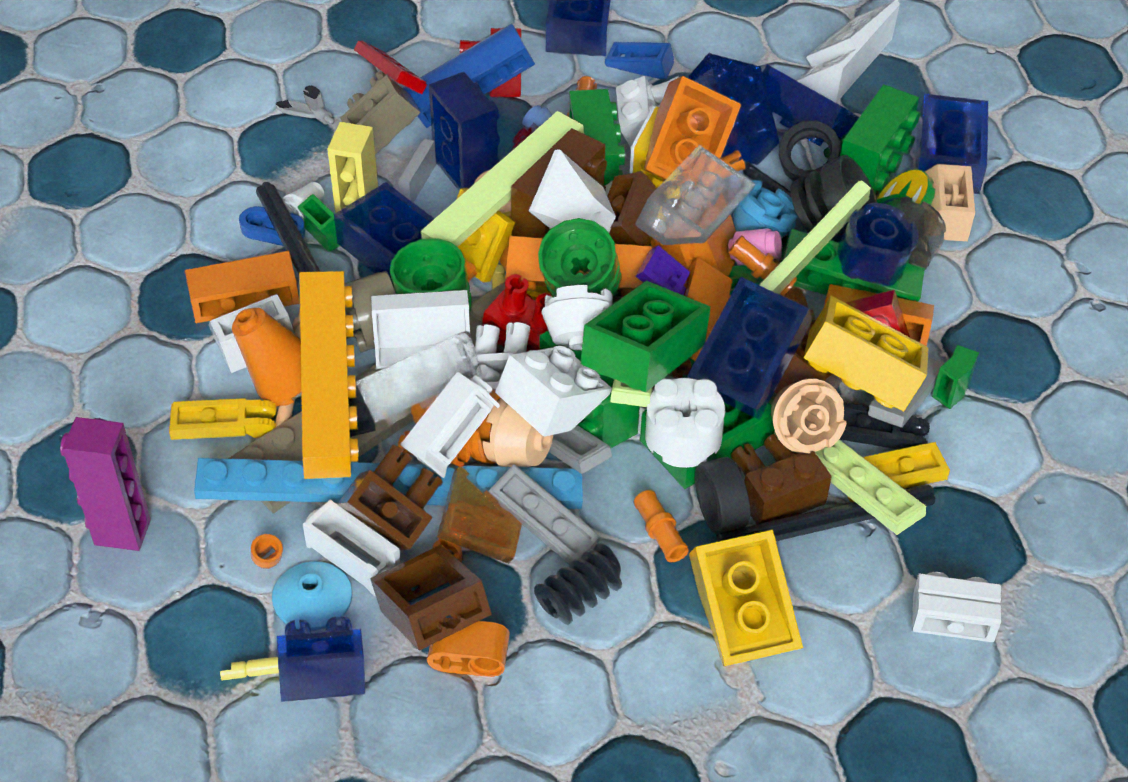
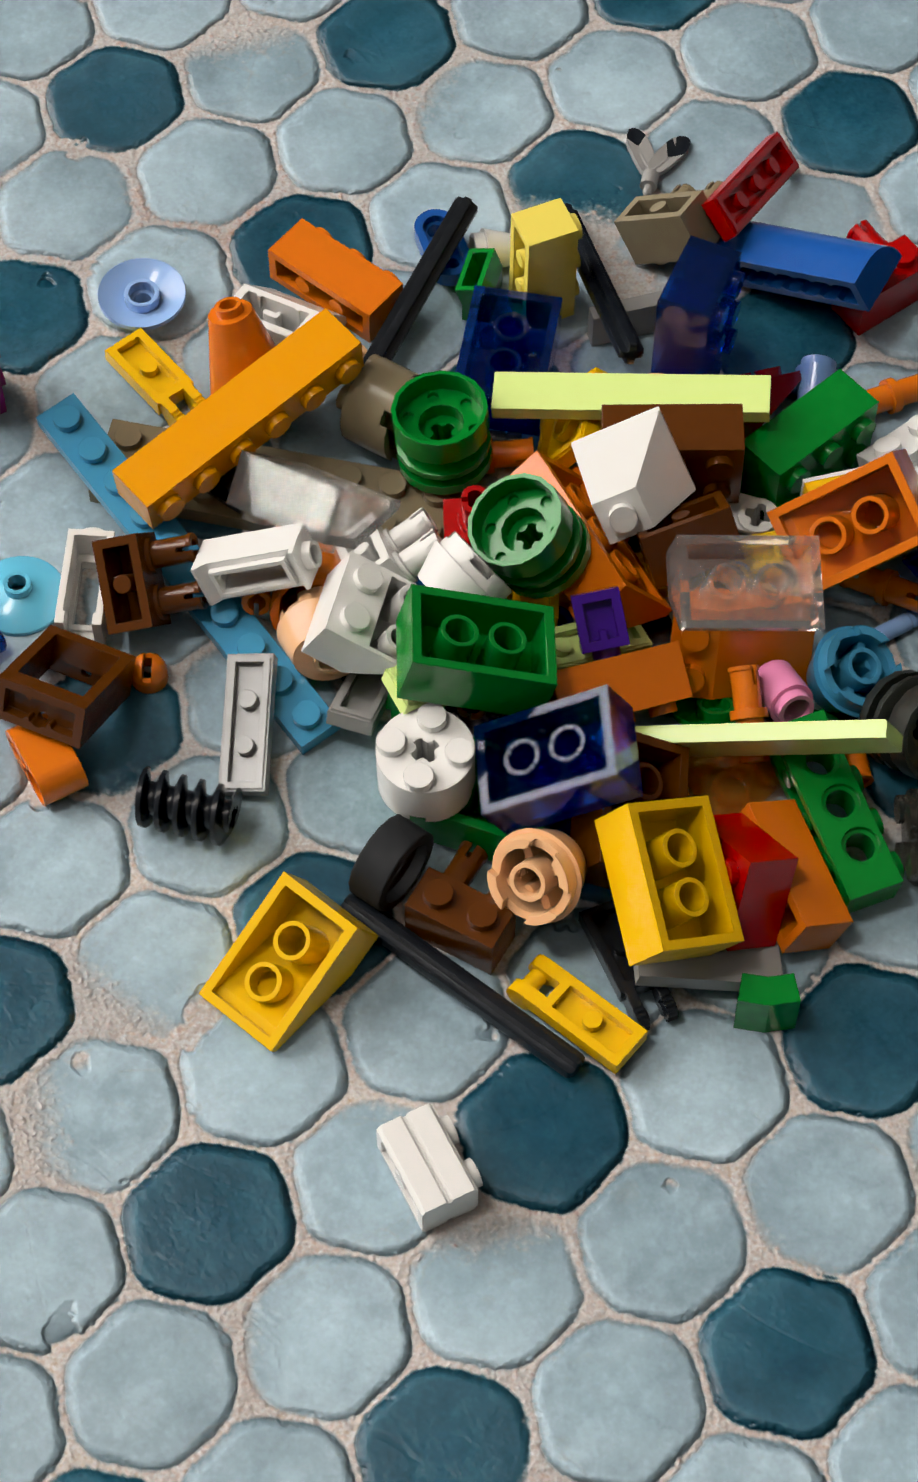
camera: 55 degrees right, 10 degrees up
(144, 387) = (137, 282): none -> light blue dish
(261, 546) = (30, 516): orange hinge -> none
(402, 165) = (606, 299): none -> black axle
(415, 322) = (374, 454): white container -> none
(478, 521) = (193, 668): clear orange wing -> none
(661, 526) = (325, 835): orange pin -> none
(870, 487) = (517, 987): yellowish green tile -> none
(877, 244) = (837, 799): clear blue brick -> none

